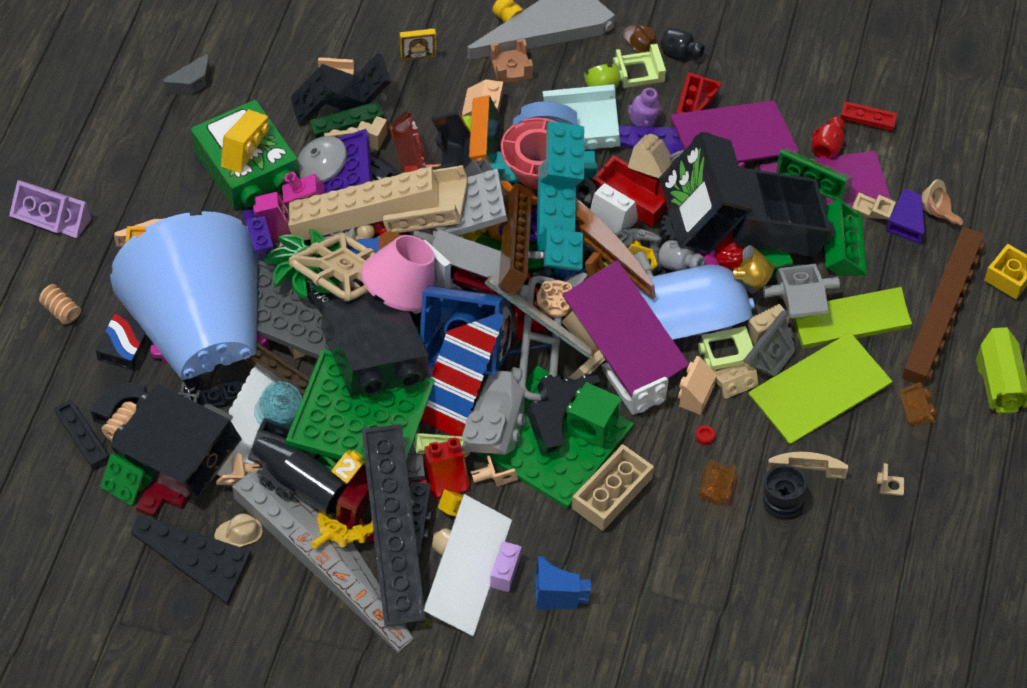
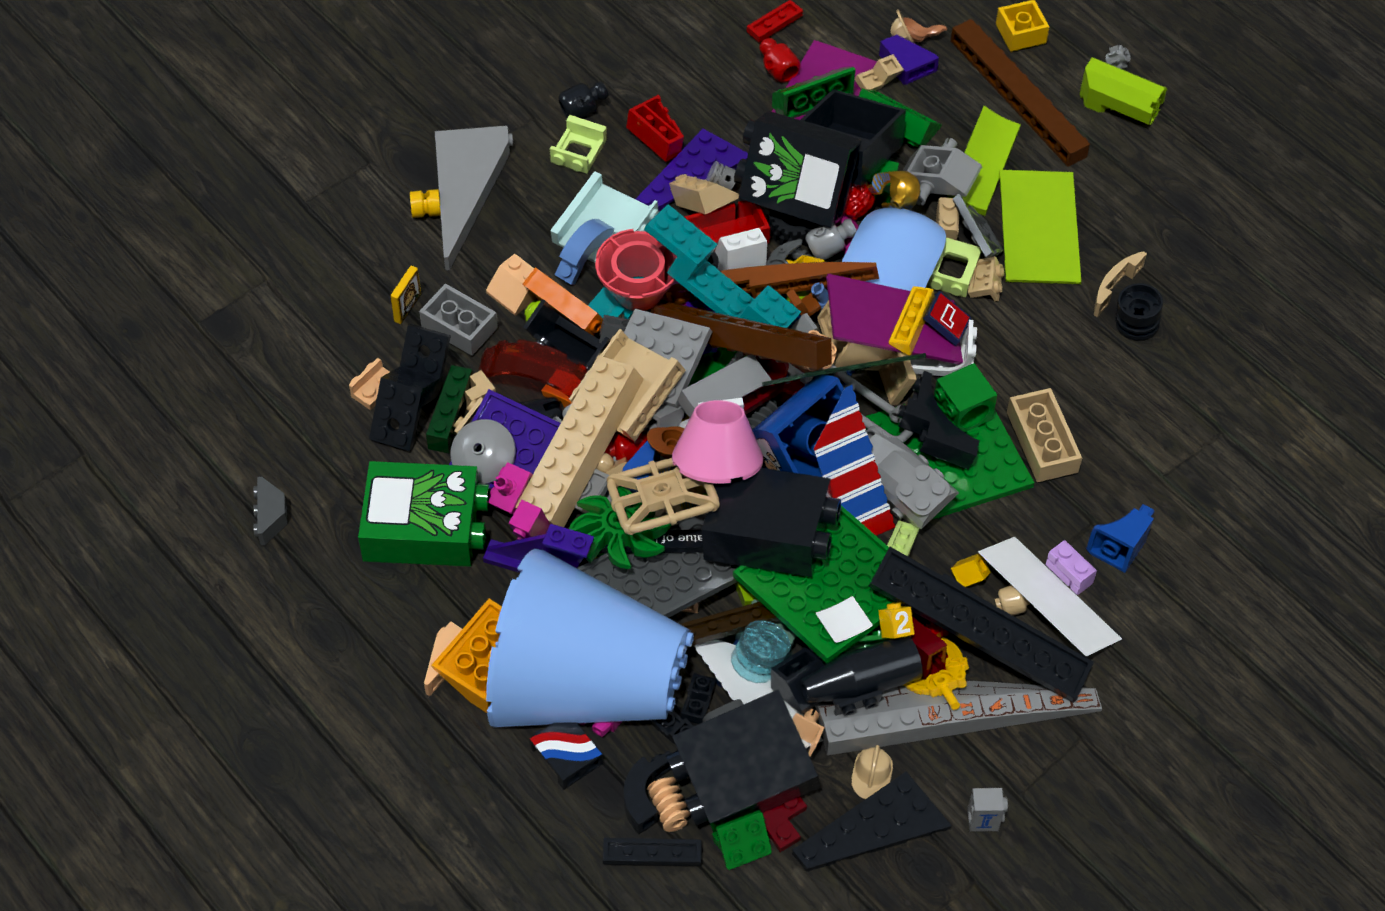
camera: 55 degrees left, 0 degrees up
(49, 209) = (337, 731): lavender slope -> none
(59, 304) = (473, 785): light nougat piece -> none
(243, 140) = (424, 494): yellow wedge -> none
(247, 613) = (986, 809): none -> light grey brick
(326, 434) = (844, 620): none -> white sticker
(423, 85) = (460, 317): none -> light grey brick
(445, 467) = (932, 547): red hips -> none
(489, 472) = (955, 521): light nougat bracket -> none
(512, 64) = (487, 239): nougat panel -> none
(603, 75) = (573, 178): lime cylinder -> none
(635, 341) = (911, 320): none -> yellow slope
(640, 37) = (543, 125): reddish brown piece -> none
(645, 109) = (638, 167): medium lavender piece -> none
(661, 362) = (947, 318): none -> tile
(696, 386) = (980, 309): light nougat slope -> none
(705, 435) = (1028, 337): red tile -> none
(717, 482) = (1090, 355): clear orange bracket -> none
(753, 128) = (718, 120): magenta piece -> none
(883, 479) = (1171, 236): tan bracket -> none
(917, 404) = (1107, 169): clear orange bracket -> none

